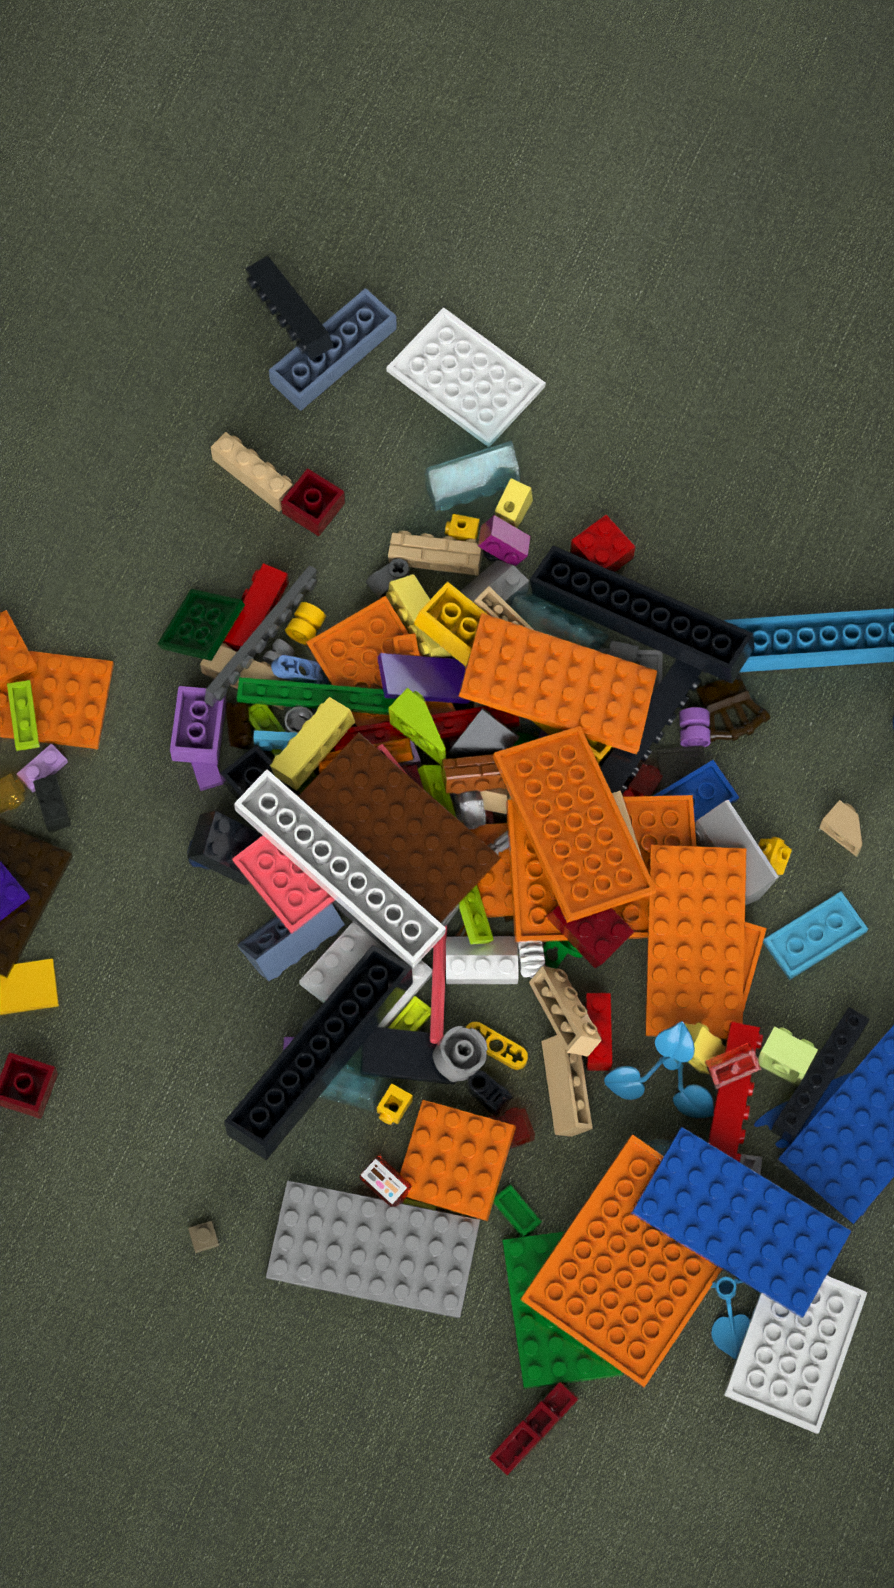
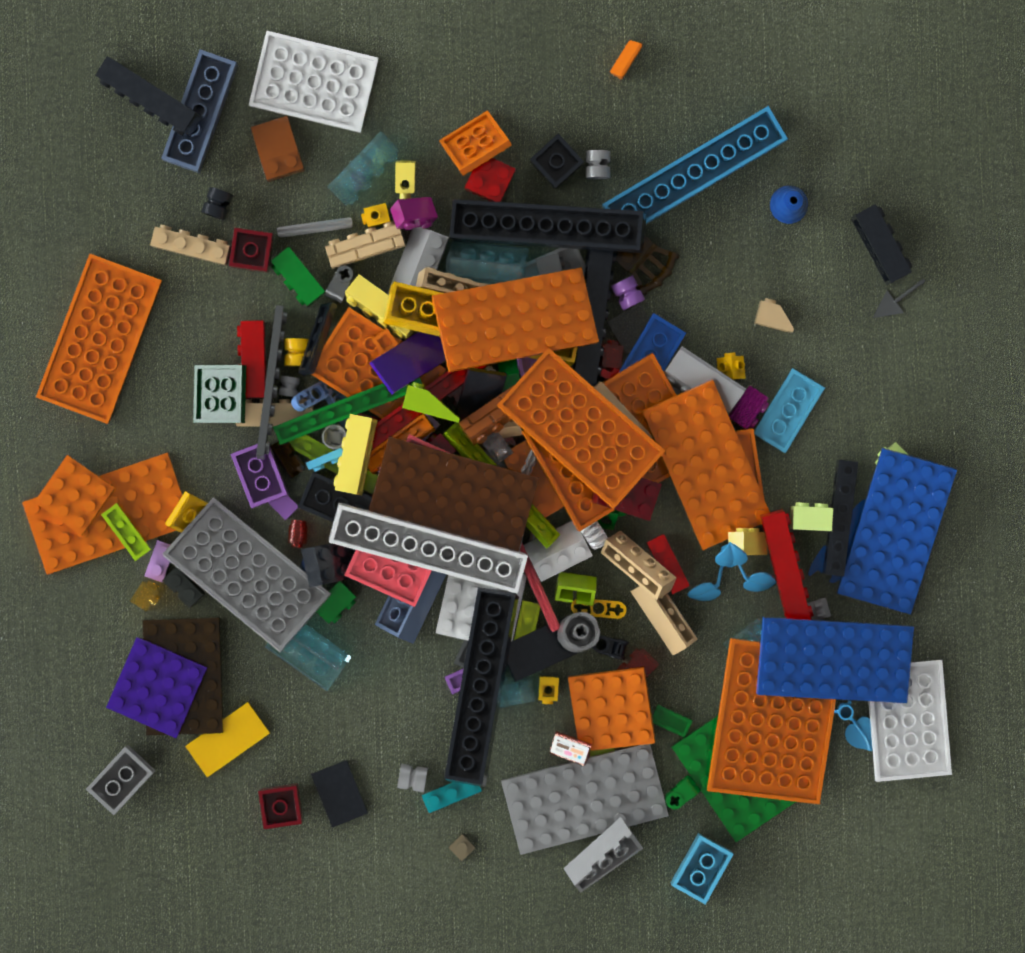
camera: 20 degrees left, 20 degrees up
(98, 1108) = (339, 793): none -> black tile
(99, 727) = (185, 511): none -> yellow tile
(105, 518) = (99, 338): none -> orange plate
(126, 818) = (246, 574): none -> light grey plate
(148, 935) = (314, 657): none -> clear light blue slope
(191, 1129) = (413, 778): none -> light grey wheel
(205, 803) = (297, 533): none -> clear red brick
(206, 897) = (340, 598): none -> green brick
(224, 1169) = (448, 795): none -> teal plate
(302, 443) = (217, 203): none -> black wheel
(335, 616) = (317, 338): none -> black tile
(347, 552) = (297, 277): none -> green brick
(362, 1320) = (603, 855): none -> light grey wedge
(391, 514) = (315, 227): none -> light grey axle
(393, 424) = (277, 149): none -> dark orange slope
(468, 1394) = (701, 868): none -> medium azure brick
(476, 999) = (571, 582): none -> lime piece
(491, 1296) = (685, 790): none -> green piece
(534, 1428) = (756, 866): dark red slope -> none
(605, 503) = (475, 143): none -> orange plate
(682, 562) = (556, 161): none -> black brick
(726, 585) = (597, 164): none -> light grey wheel
(732, 1065) = (777, 549): clear red slope -> none
(772, 908) = (748, 408): none -> magenta brick
(807, 502) = (626, 59): none -> orange slope

